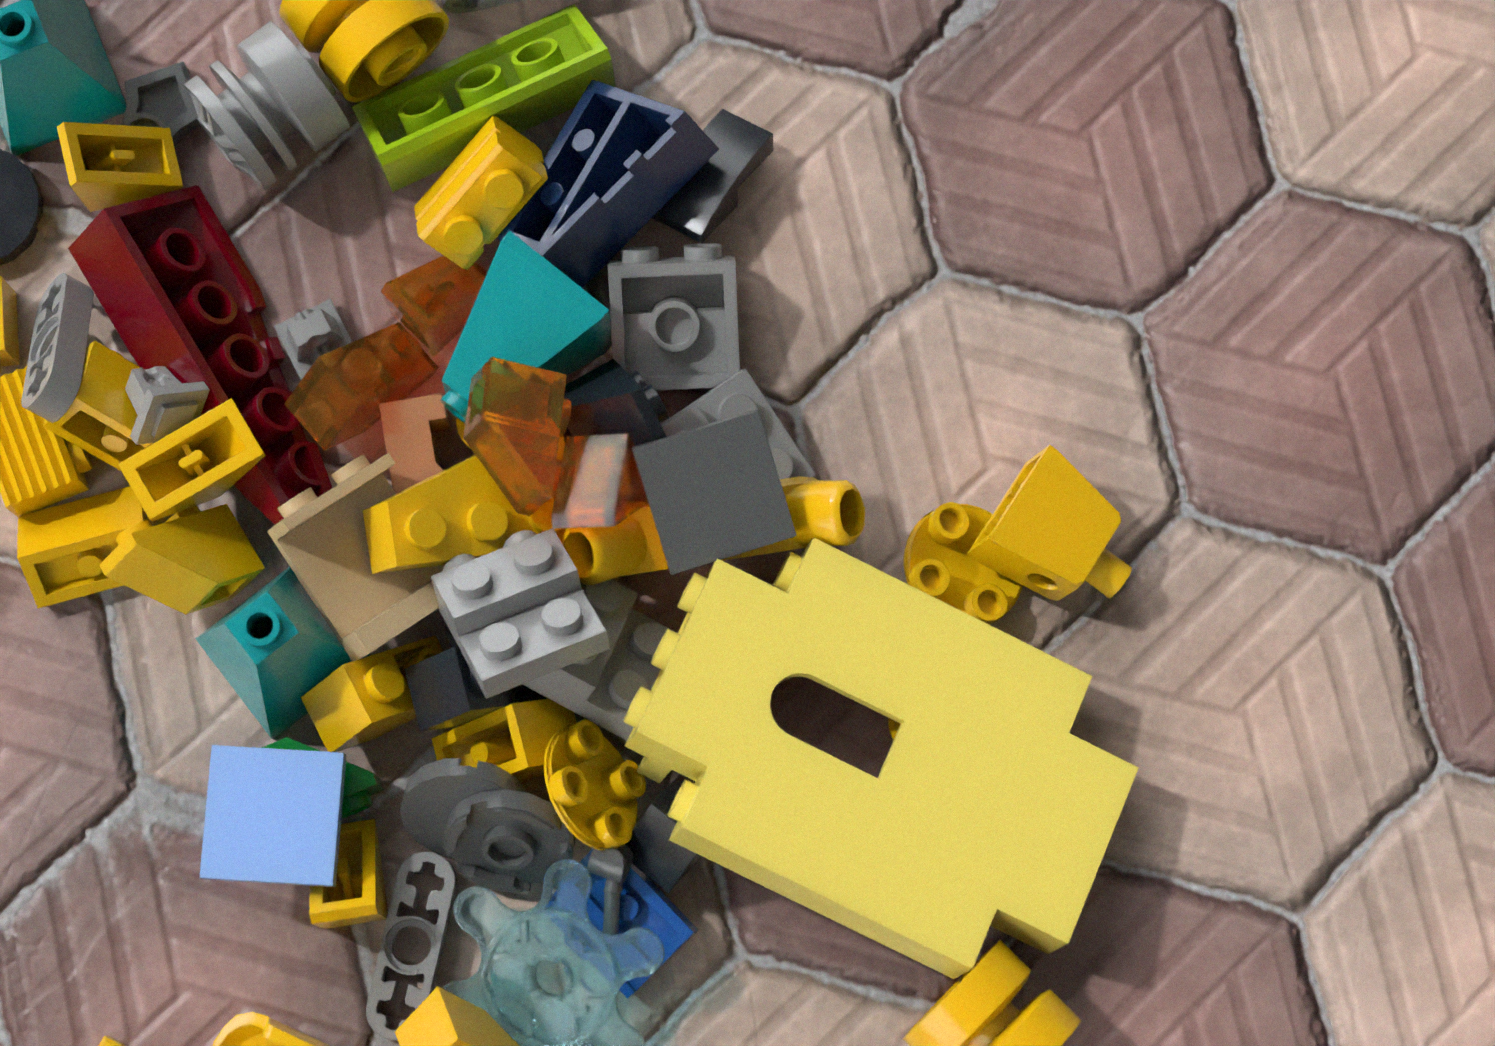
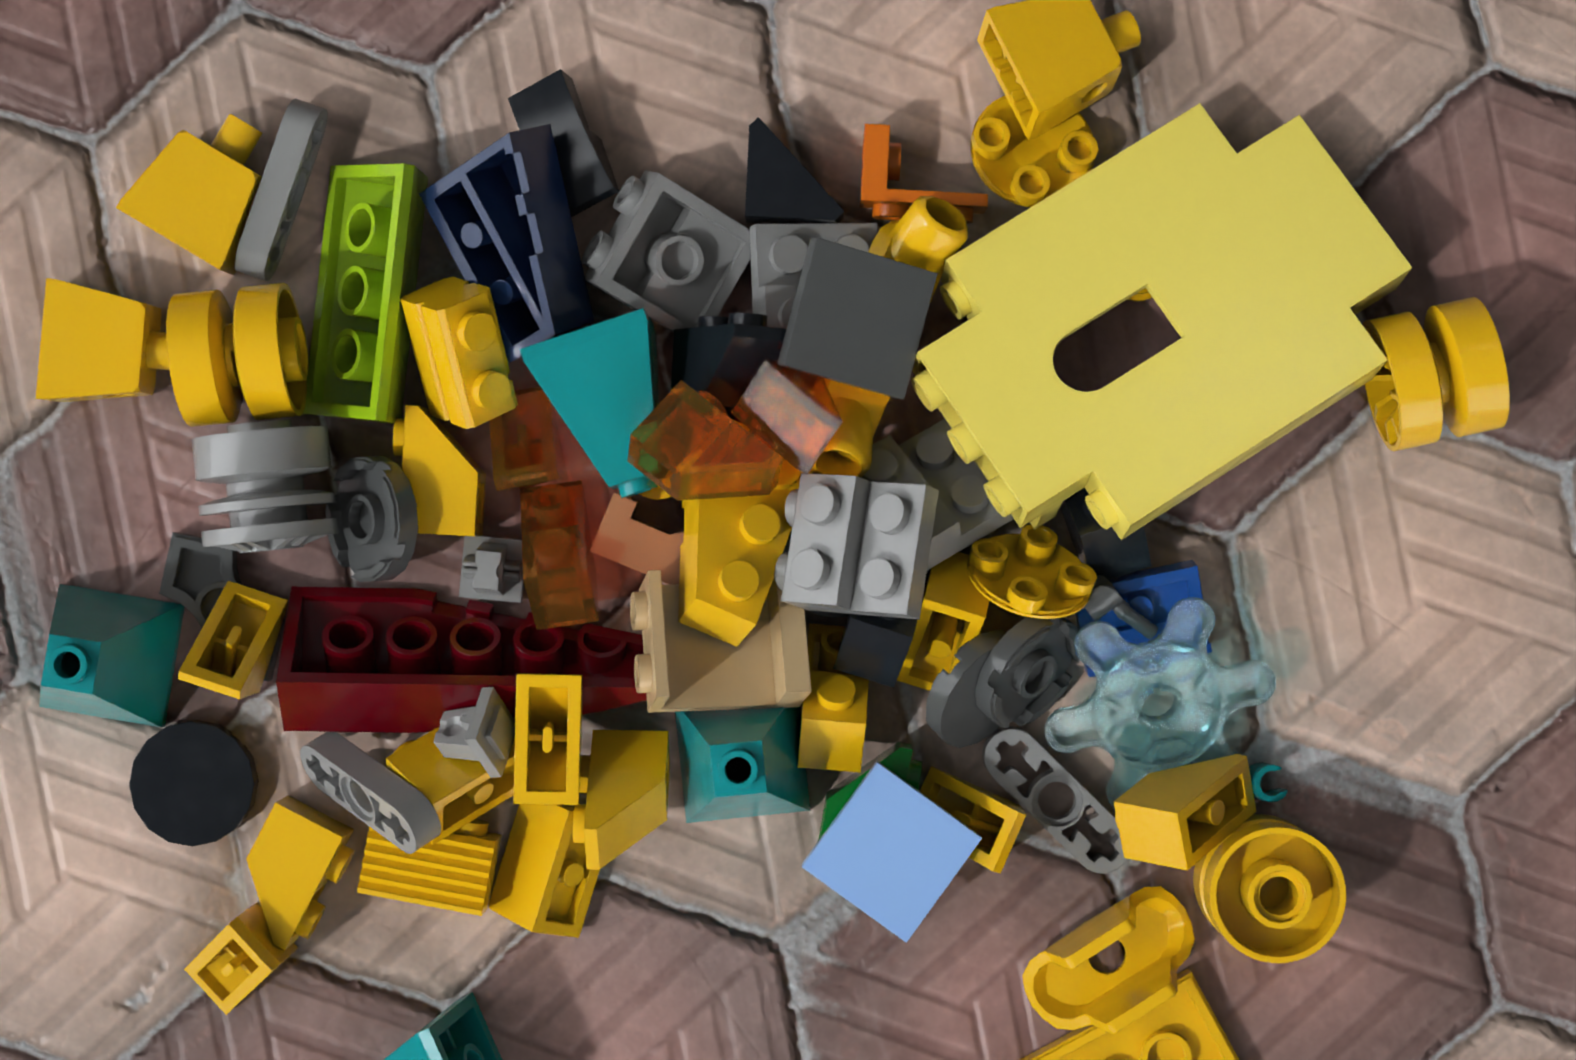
camera: 55 degrees left, 10 degrees up
(294, 210) = (373, 518): none -> dark grey tile
(363, 244) = (441, 474): none -> yellow slope
(792, 370) = (780, 186): none -> black slope
(869, 445) = (882, 162): none -> orange bracket

